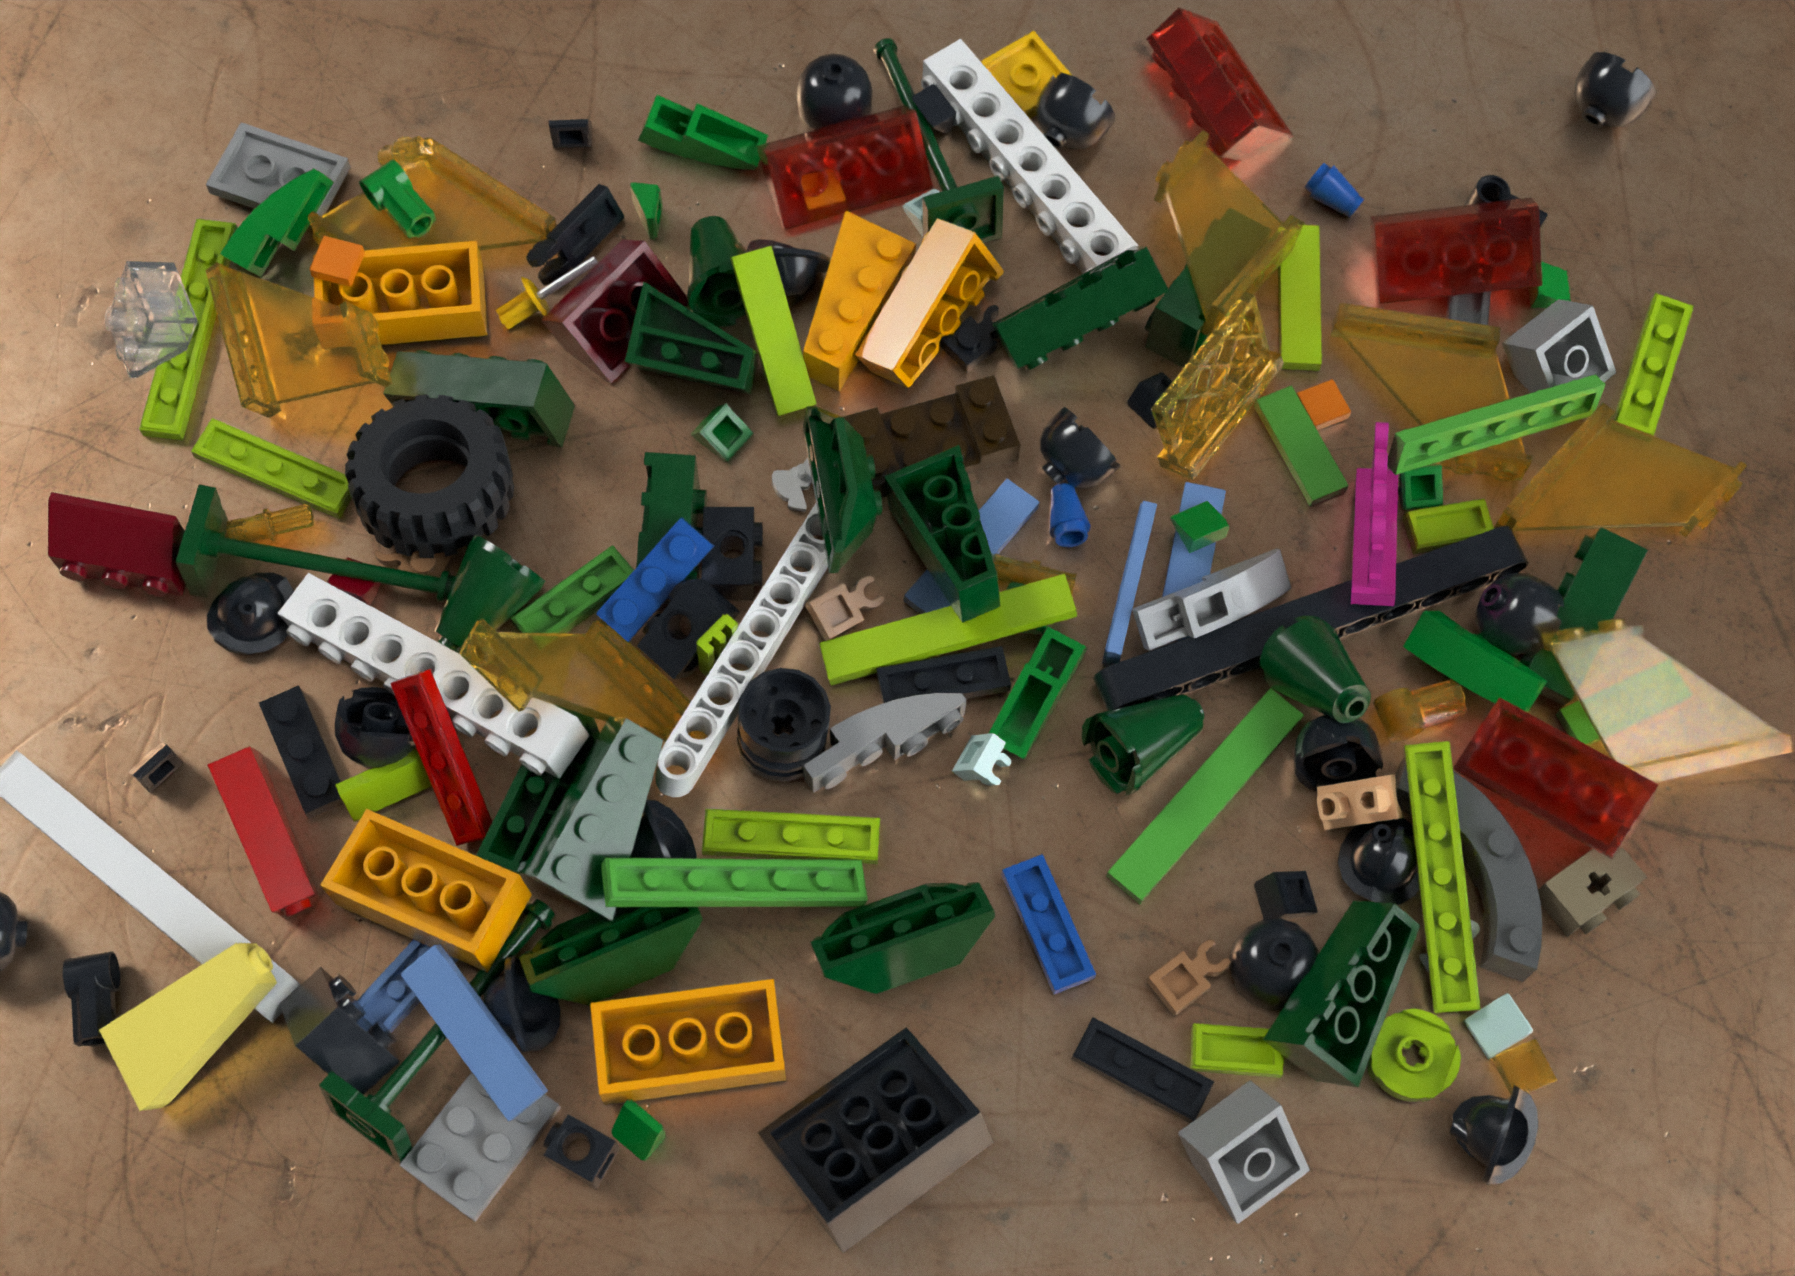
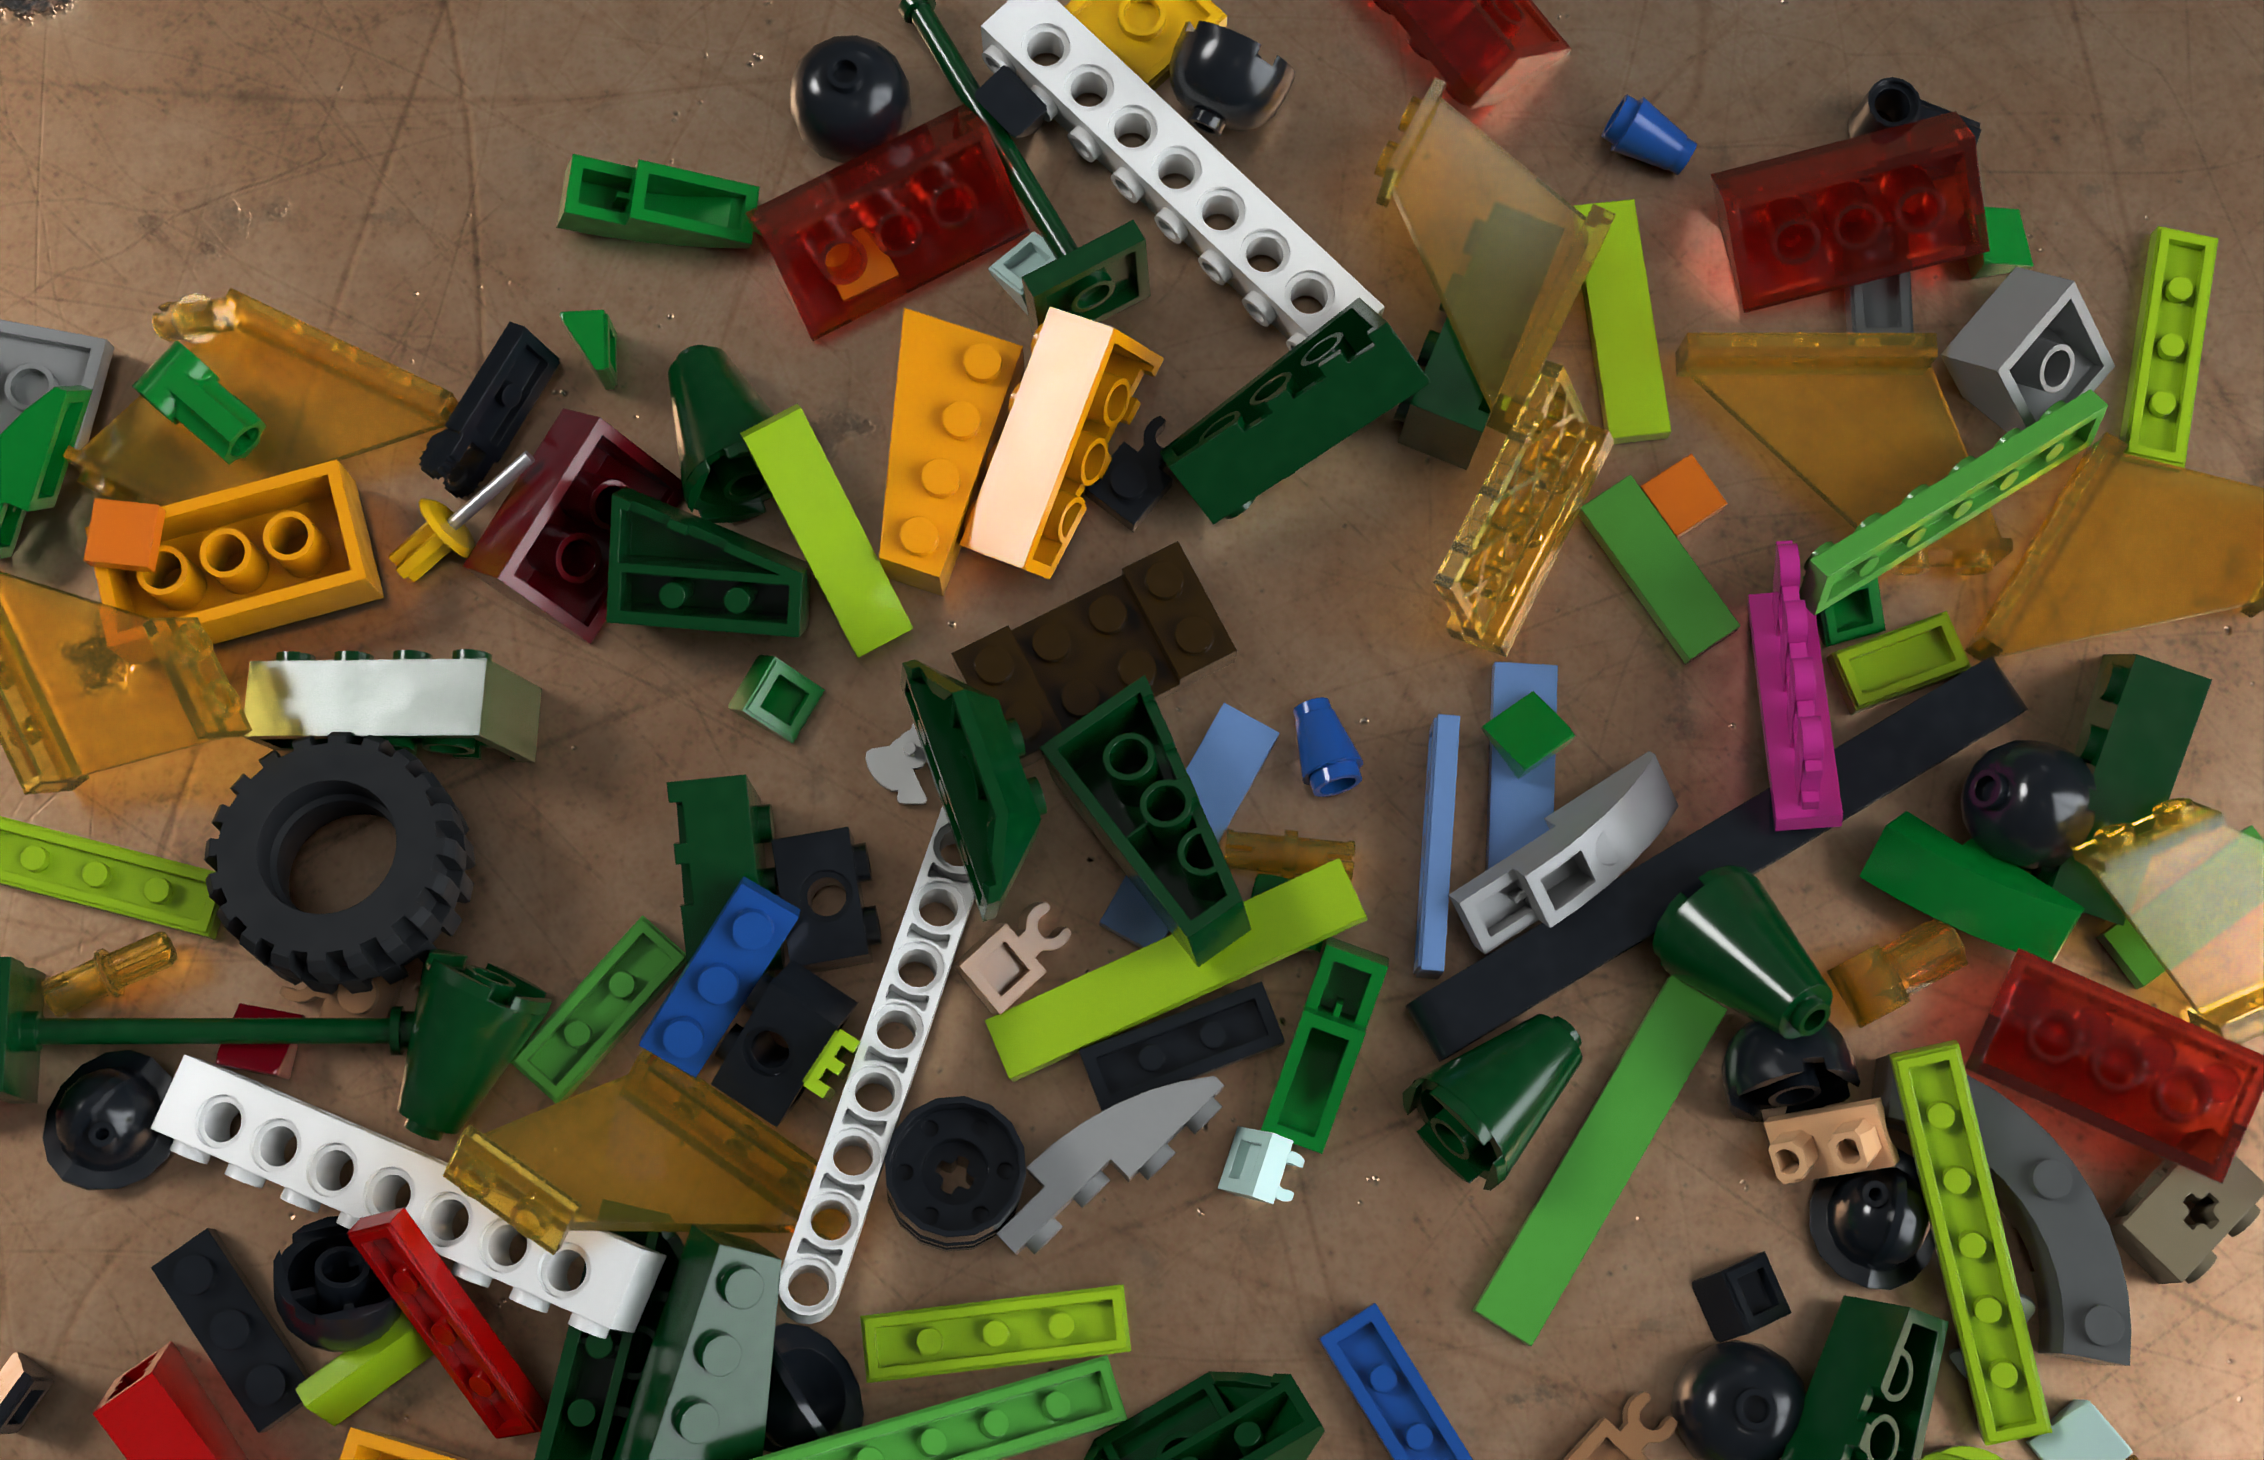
camera: 10 degrees left, 10 degrees up
(571, 133) = (449, 232): black slope -> none
(795, 266) = (835, 404): black helmet -> none
(1075, 453) = (1321, 648): black cylinder -> none
(1146, 396) = (1427, 528): black slope -> none

